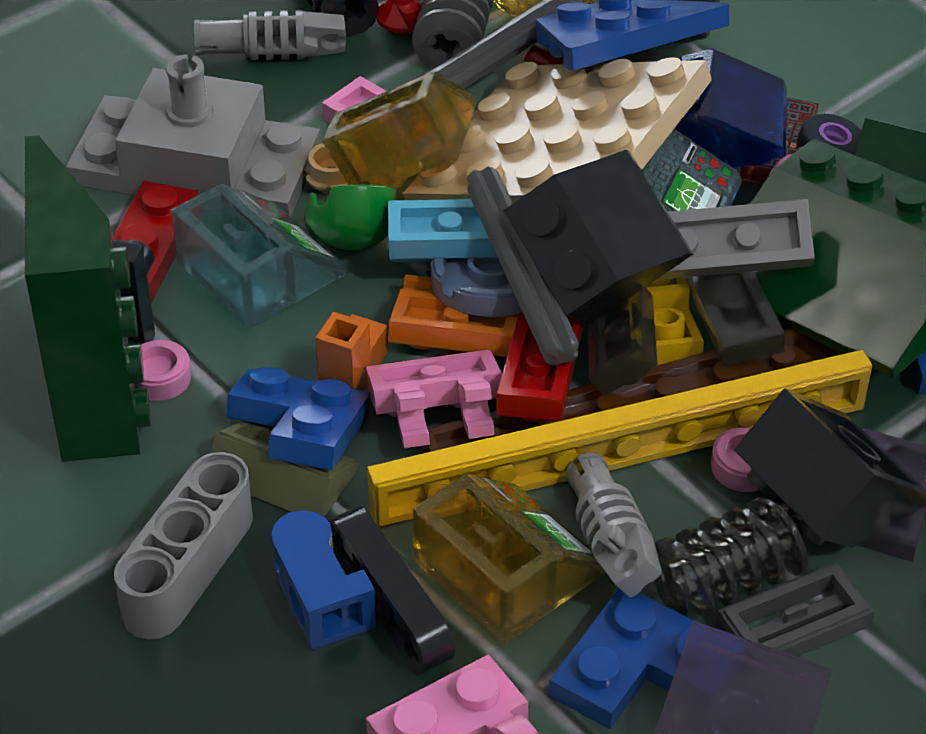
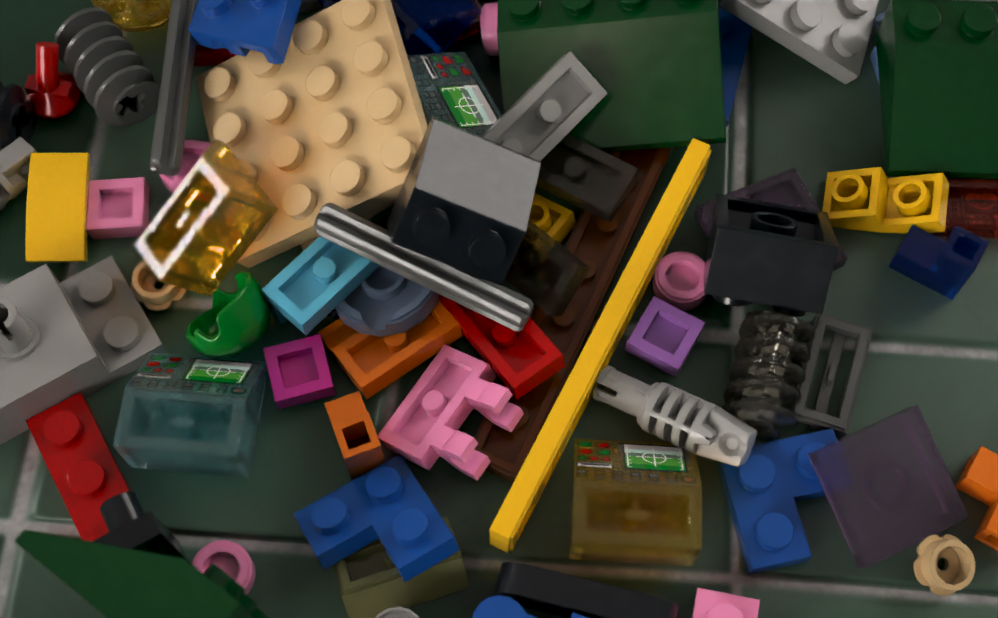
camera: 45 degrees left, 20 degrees up
(317, 74) = (57, 208): none -> yellow slope
(361, 287) = (299, 371): none -> dark pink plate
(676, 477) = (664, 336): none -> medium lavender plate

